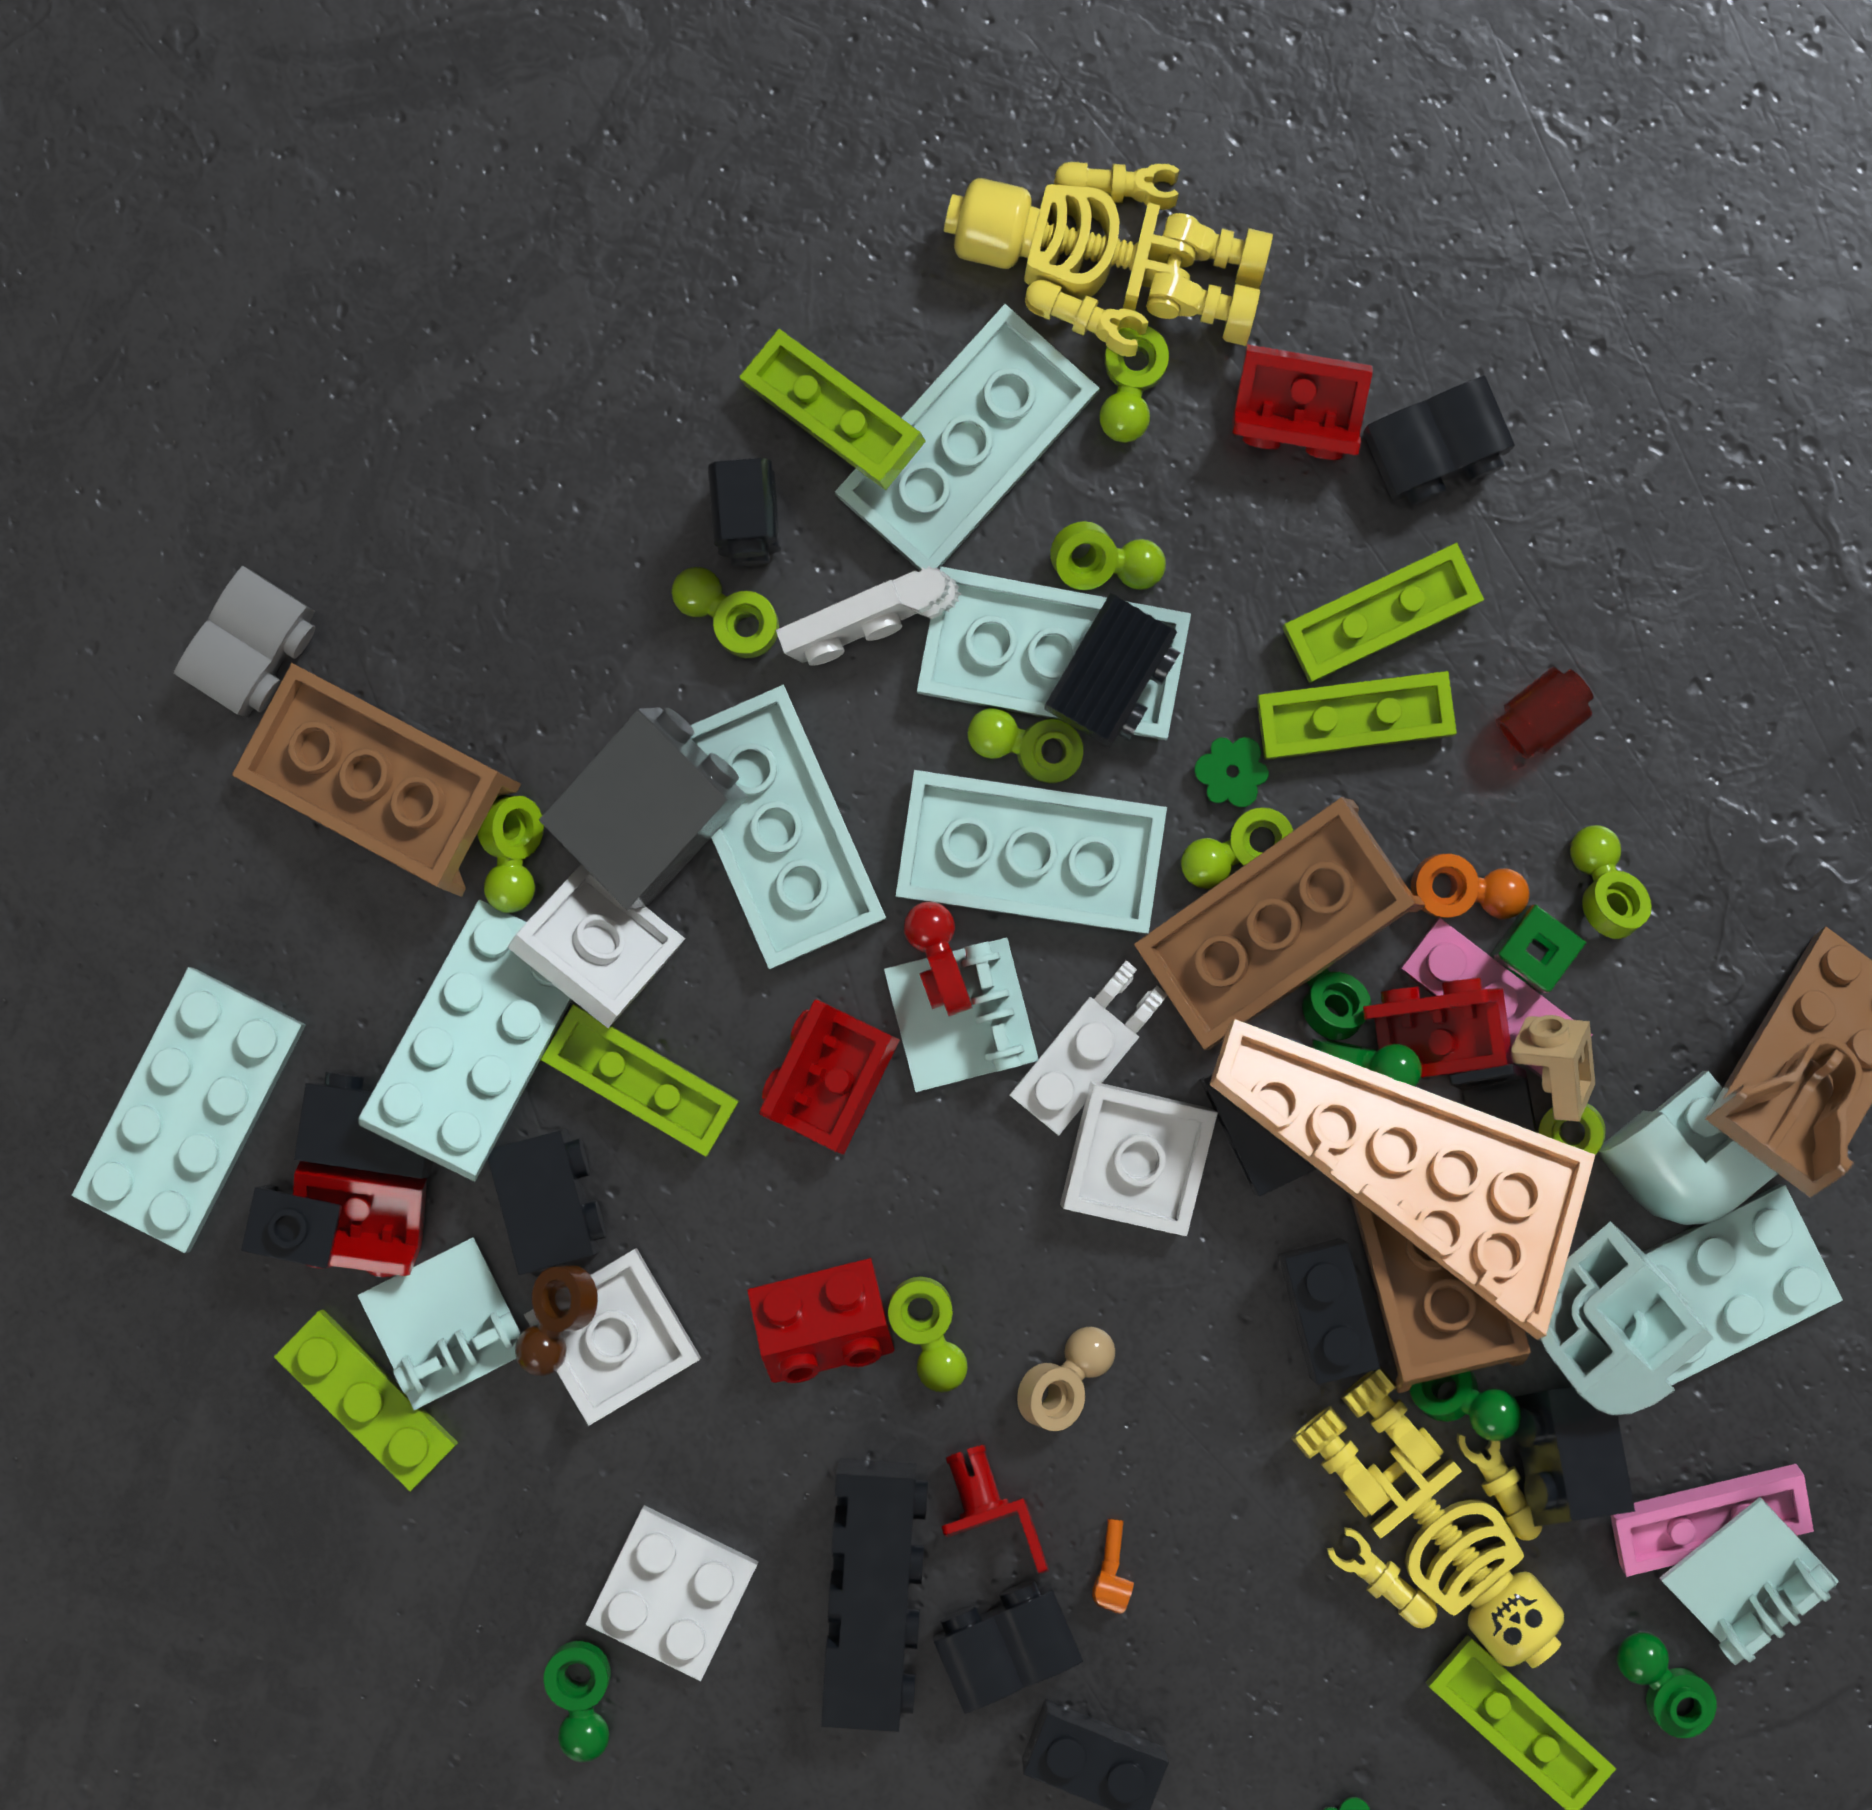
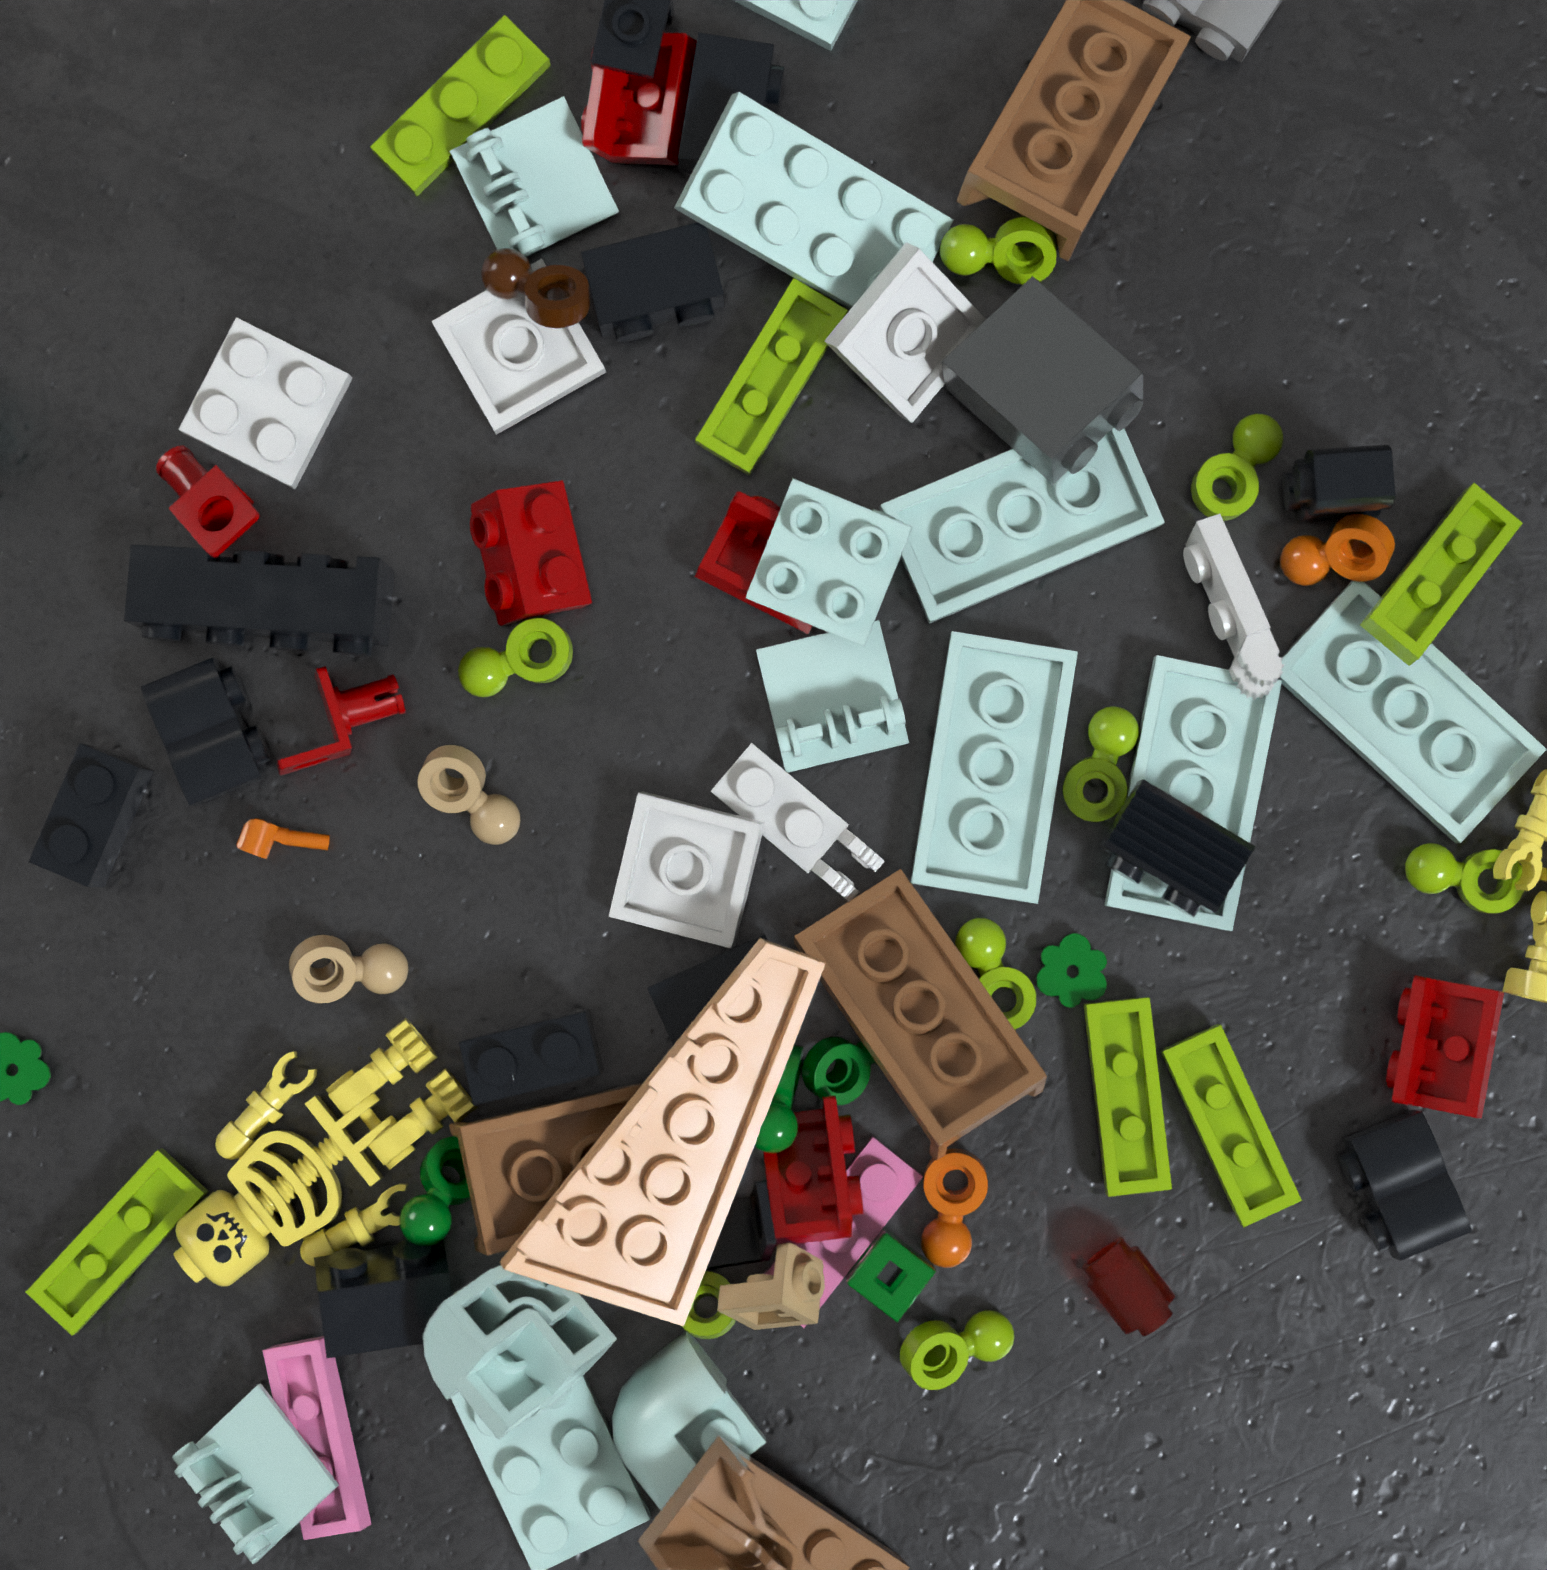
camera: 85 degrees right, 0 degrees up
(583, 1732) = (130, 314): green plate -> none
(776, 1650) = (209, 501): none -> red bracket
(809, 494) = (1308, 559): none -> orange plate
(830, 1020) = (829, 562): none -> light aqua hinge
(930, 929) = (917, 665): red plate -> none
(1138, 563) = (1282, 880): lime plate -> none
(1243, 1465) = (379, 969): none -> tan plate
(1645, 1662) = (177, 1368): green plate -> none

